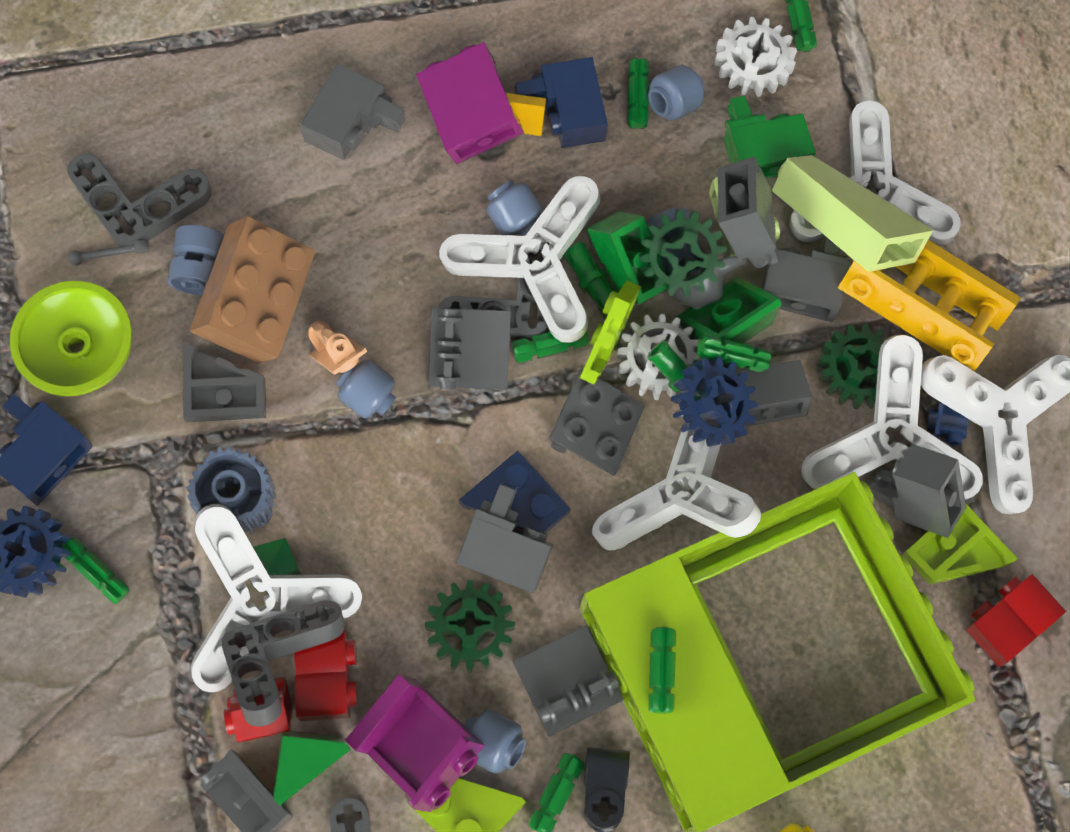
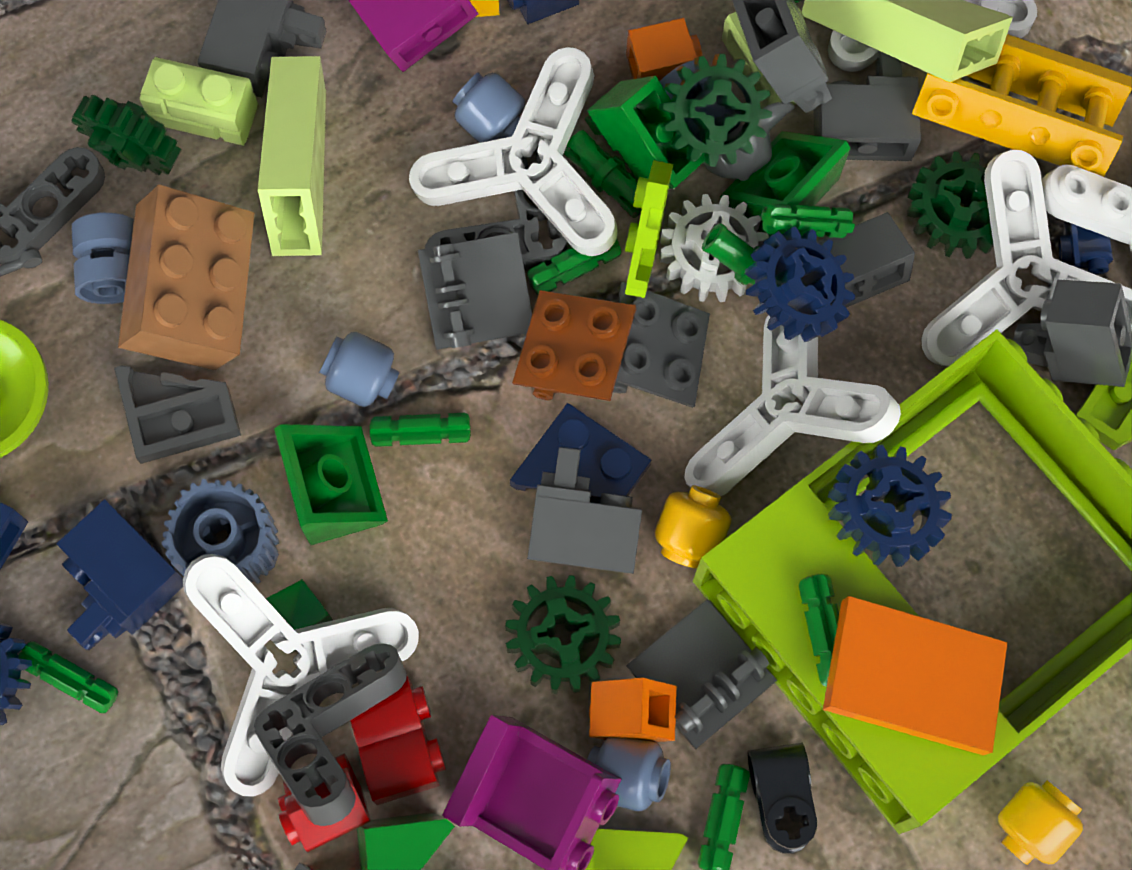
camera: 10 degrees left, 0 degrees up
(155, 504) = (119, 572): none -> dark blue hinge
(233, 169) = (126, 135): none -> dark green gear
(295, 154) = (199, 100): none -> yellowish green brick
(324, 468) = (330, 480): none -> green slope
(333, 350) = (306, 328): light nougat hinge -> none
(356, 213) = (294, 156): none -> yellowish green slope
(401, 444) = (420, 429): none -> green axle
(507, 695) = (633, 709): none -> orange brick
(532, 408) = (574, 346): none -> dark orange hinge
(587, 566) = (691, 525): none -> yellow head
(658, 193) = (660, 48): none -> orange brick
(720, 721) = (916, 676): none -> orange tile
(748, 575) = (876, 522): none -> dark blue gear

